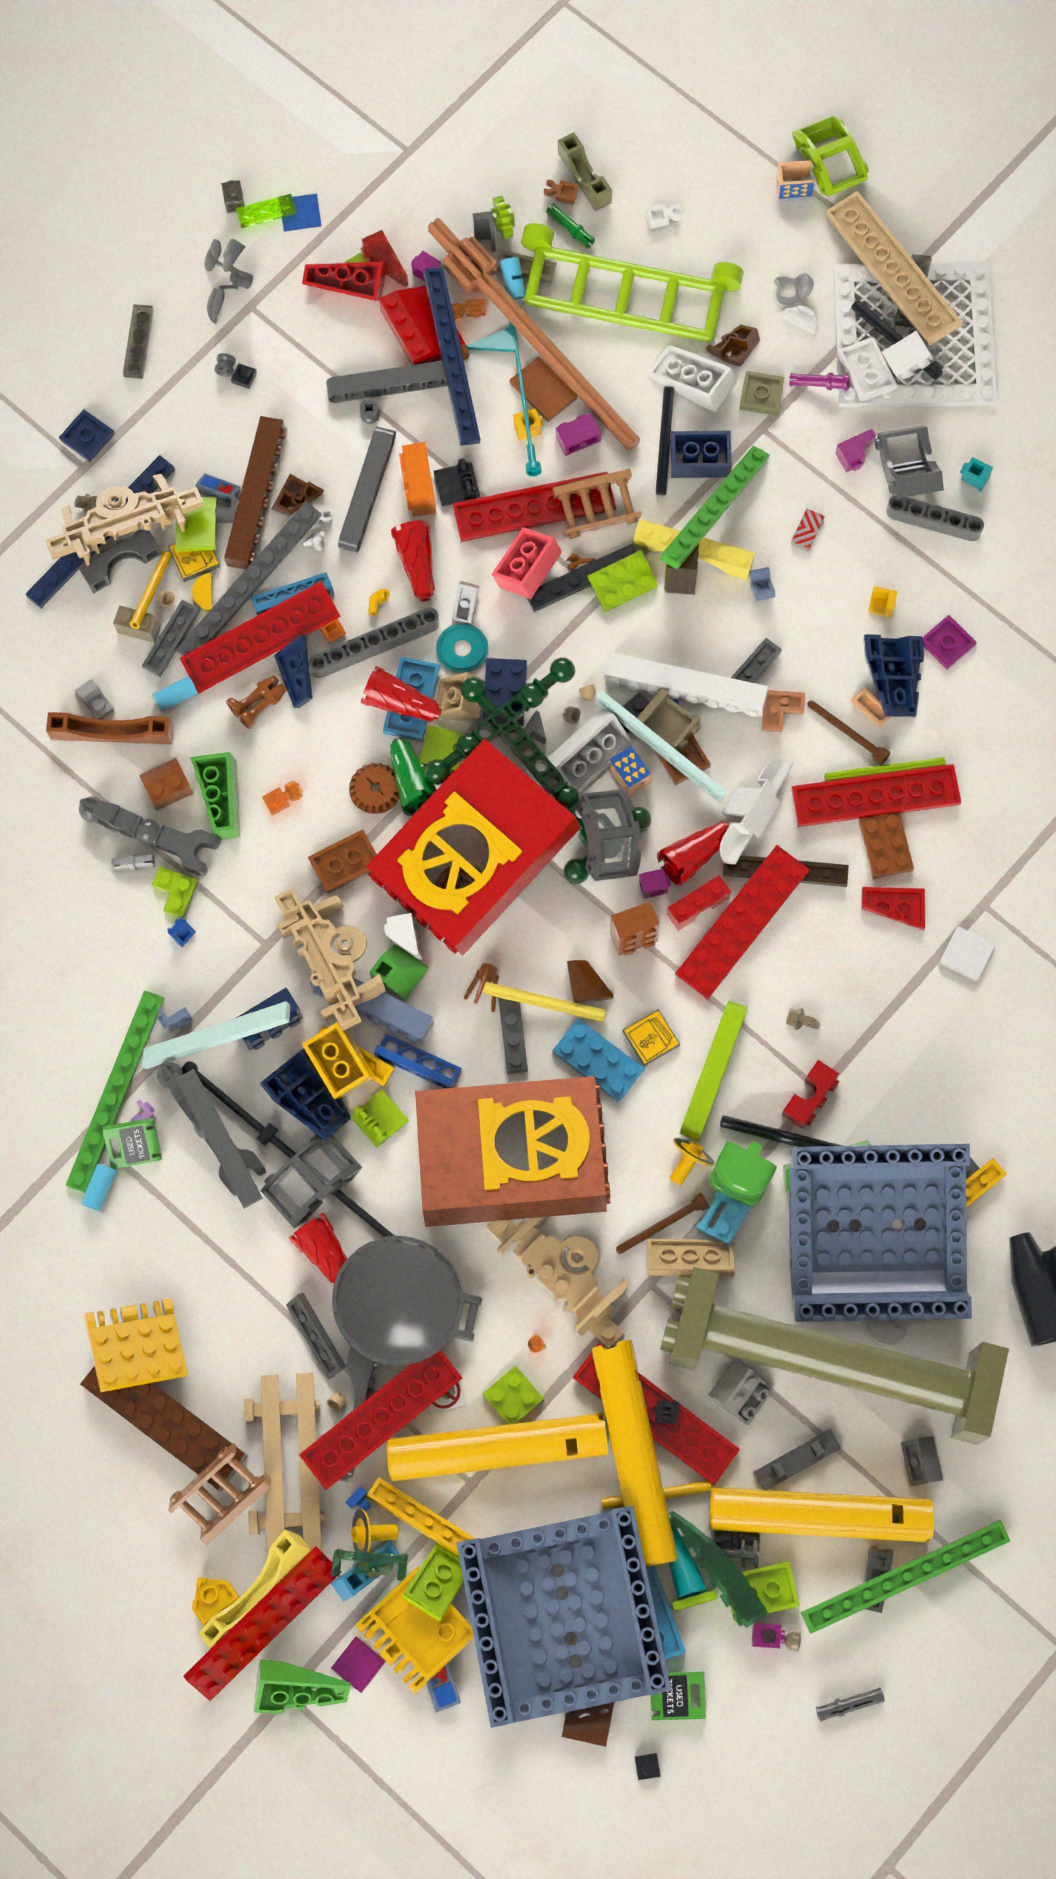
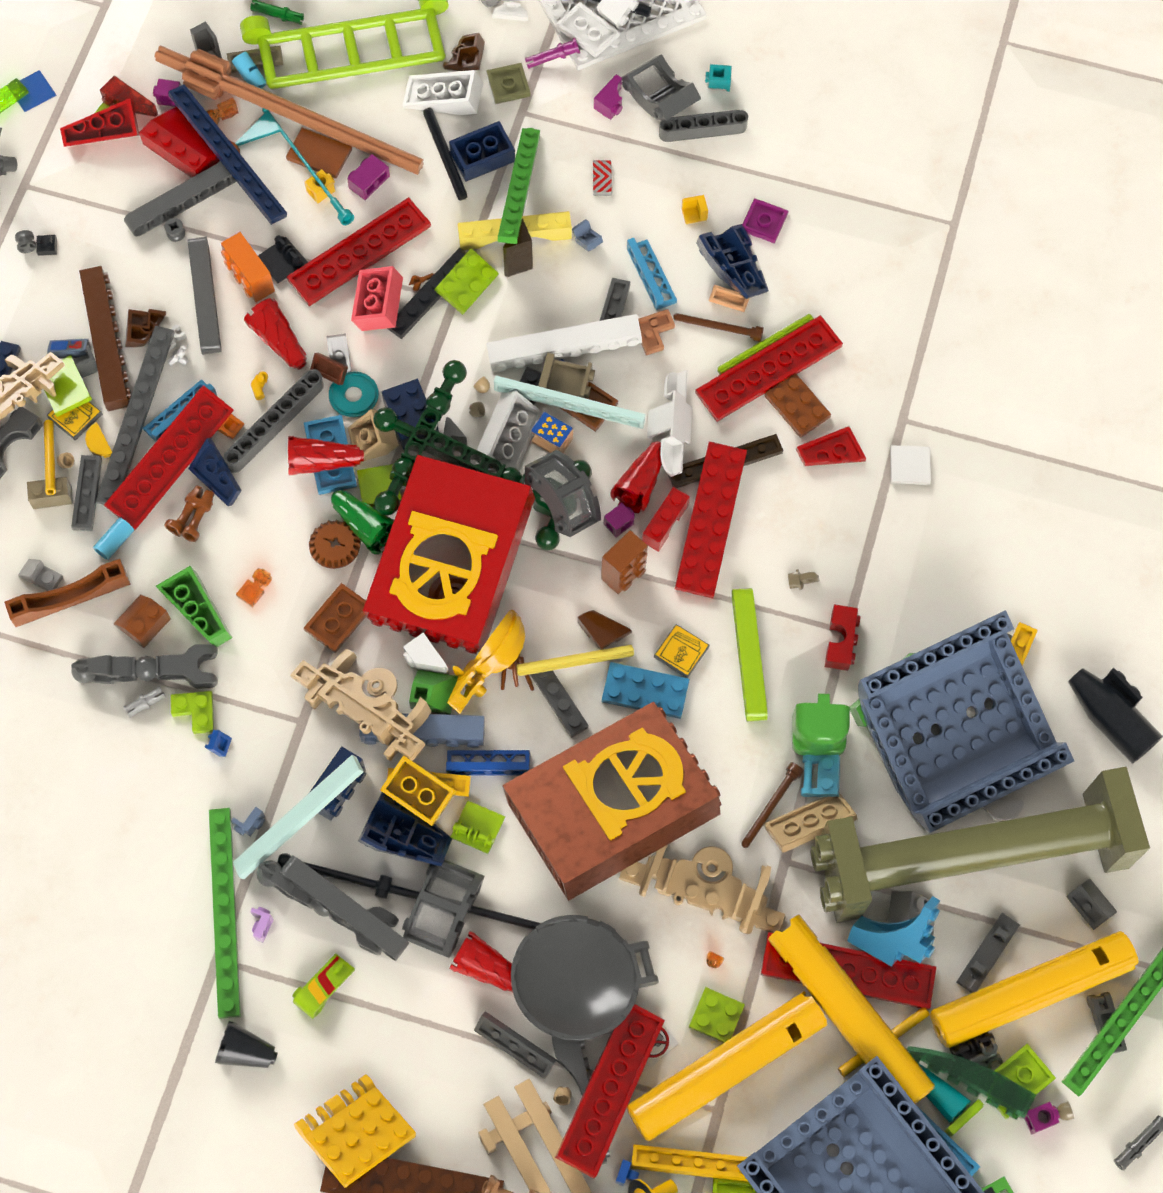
camera: 30 degrees left, 5 degrees down
(74, 1224) = (244, 1048): none -> black cone
(98, 1187) = (250, 1004): medium azure pin -> none
(136, 1143) = (267, 947): bright green container -> none
(170, 1199) = (322, 985): none -> lime door
(449, 613) = (329, 368): none -> copper tile
(469, 964) = (496, 655): none -> yellow piece
(503, 217) = (217, 24): lime gear -> none
(602, 484) = (410, 207): medium nougat fence -> none
(666, 1412) = (858, 964): black tile -> none
(692, 1153) = (767, 738): yellow piece -> none
(712, 1407) = (894, 940): none -> dark azure arch
(771, 1133) = (820, 686): black axle -> none
(801, 635) = (648, 276): none -> dark azure fence

